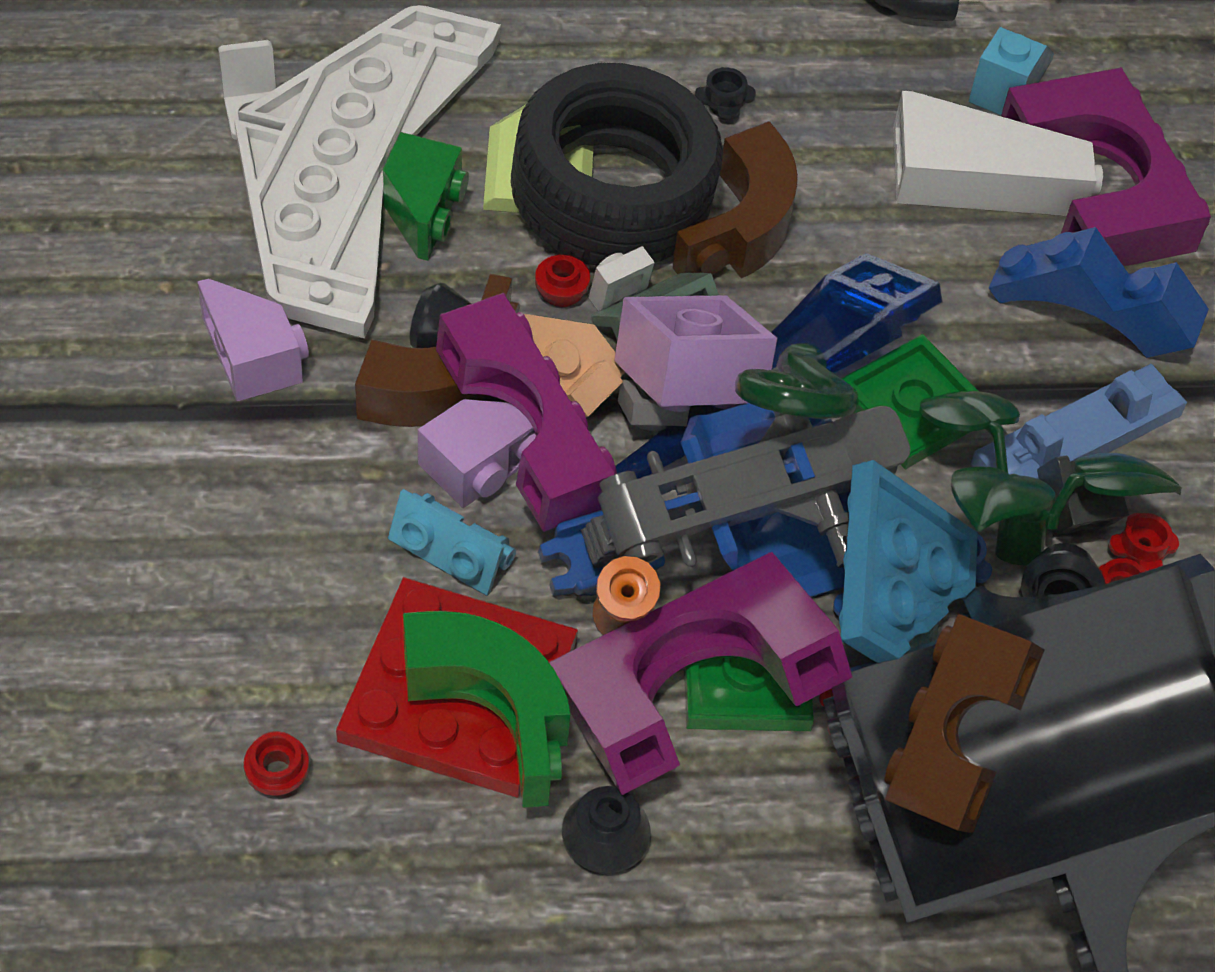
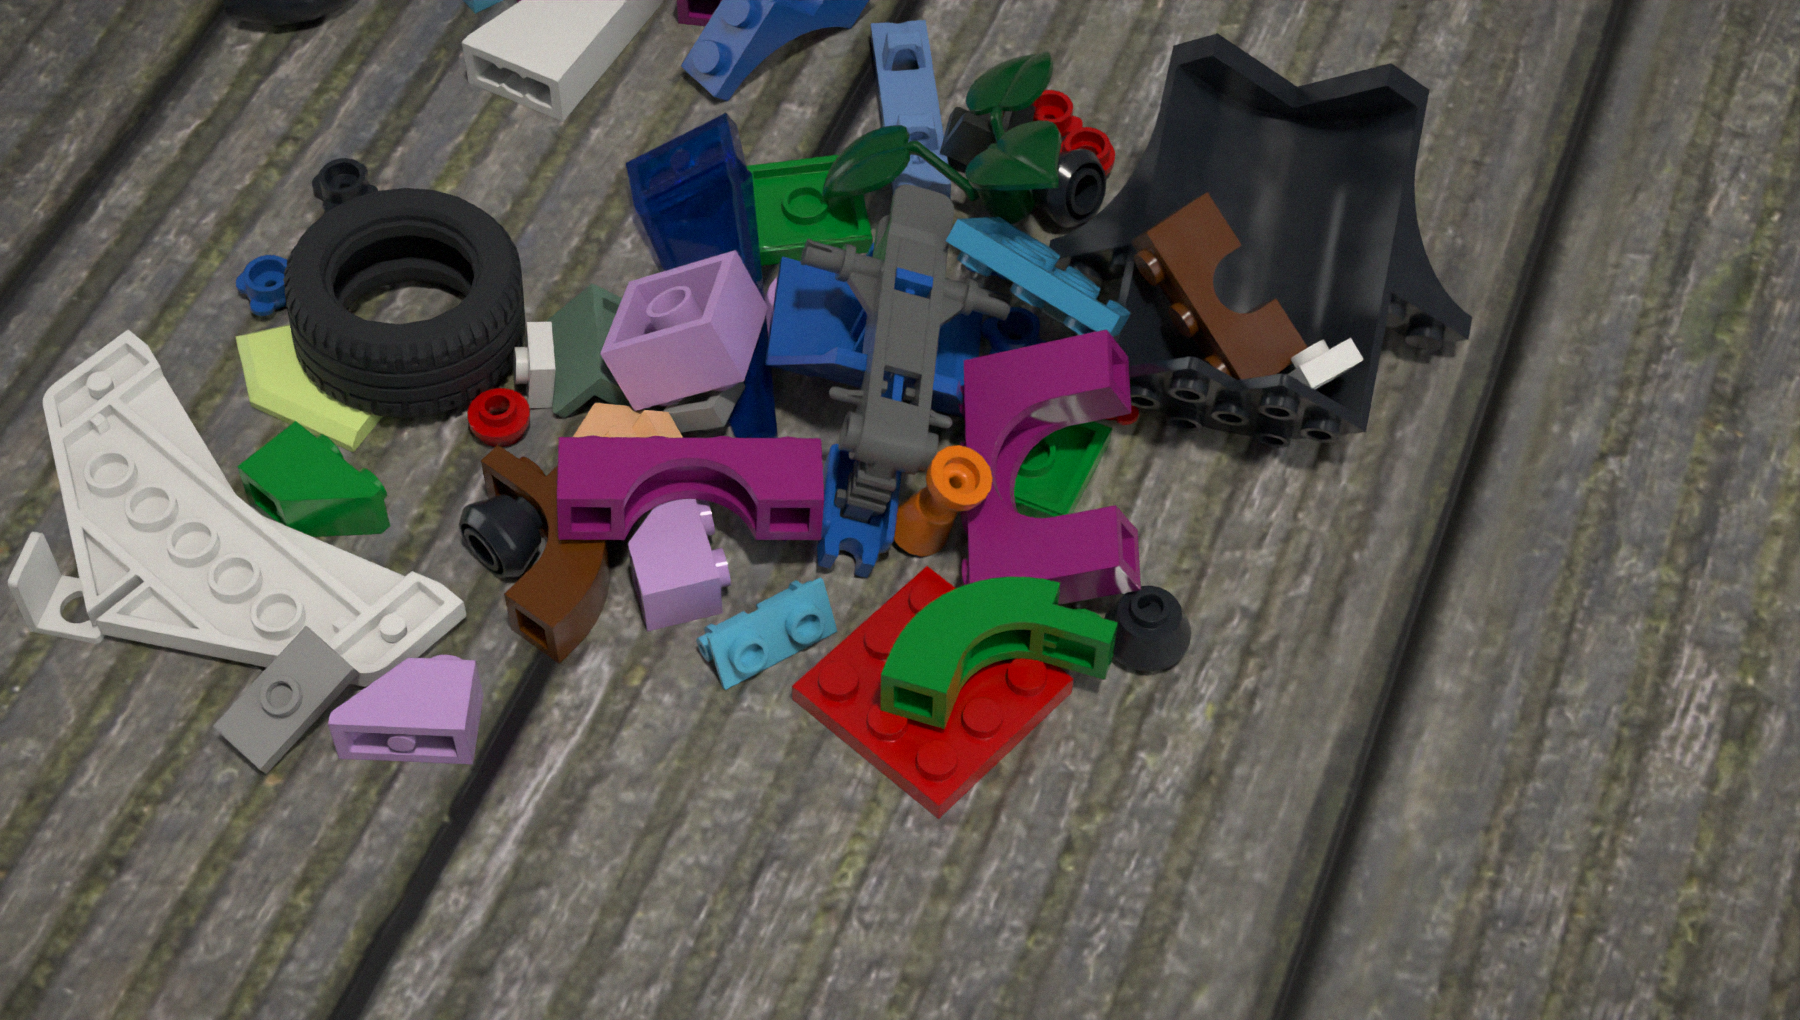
camera: 60 degrees left, 0 degrees up
(221, 254) = (285, 699): none -> light grey plate
(271, 748) = (948, 856): red plate -> none
(764, 180) = (528, 214): reddish brown arch -> none
(806, 392) = (851, 240): dark green plant -> none
(934, 839) = (1321, 365): none -> white plate

